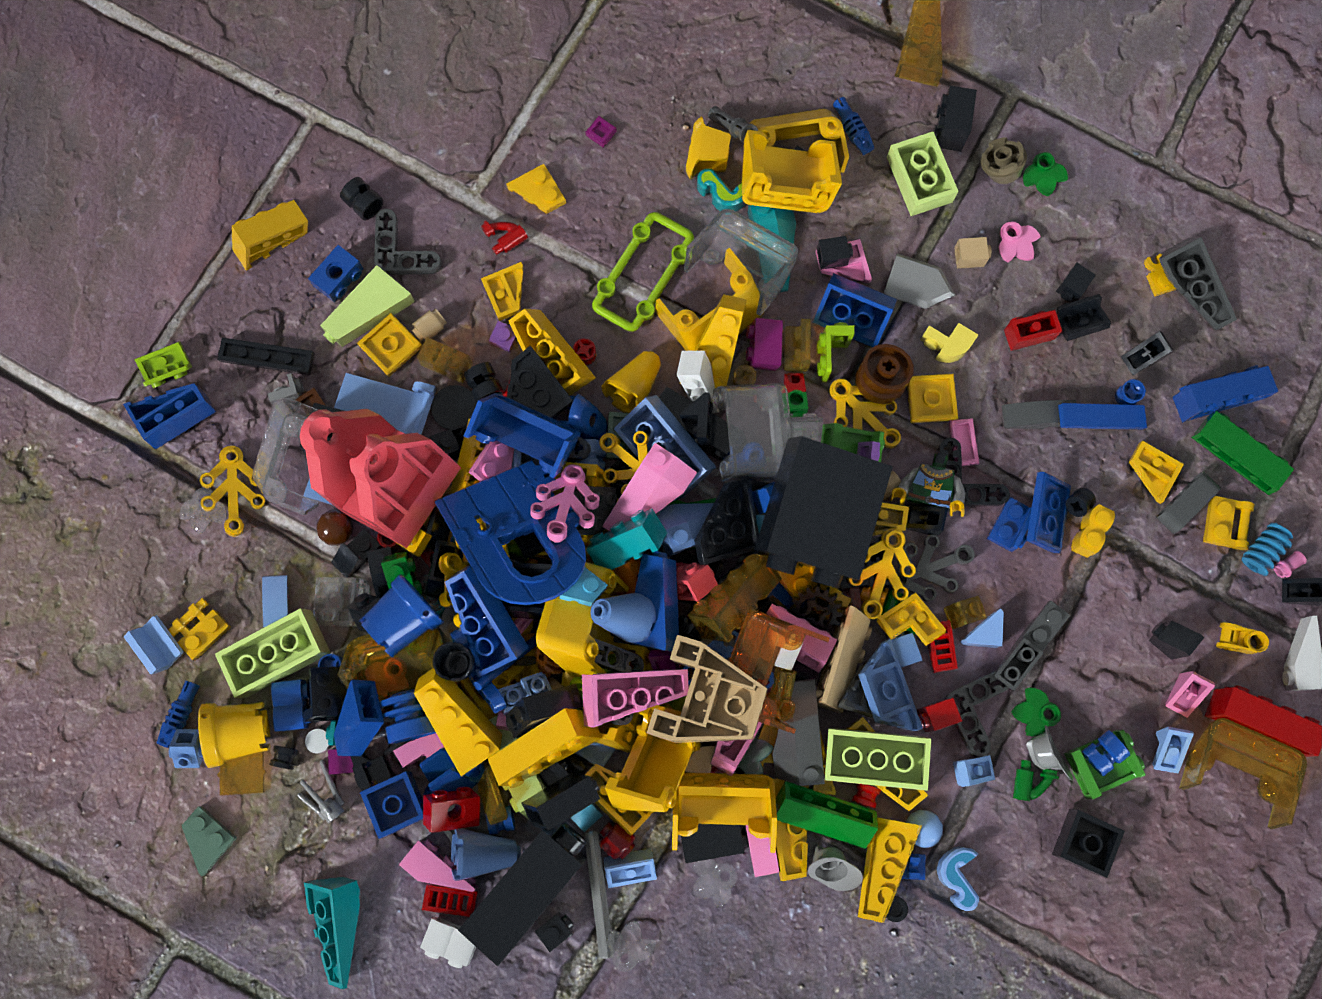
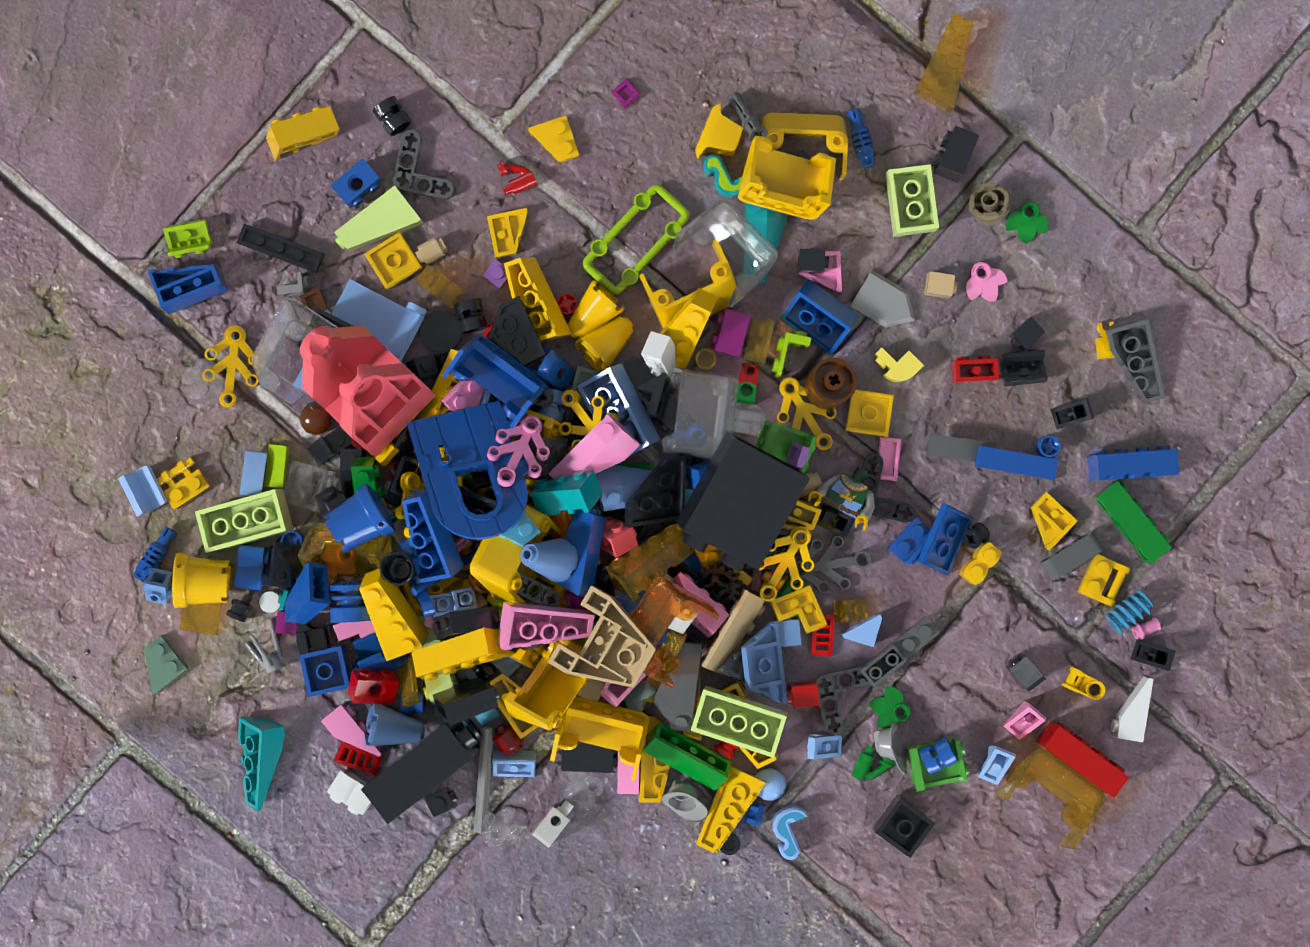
camera: 15 degrees right, 10 degrees up
(300, 587) = (277, 466): none -> lime slope
(615, 350) = (593, 311): none -> yellow cone
(684, 939) = (545, 831): none -> white torso

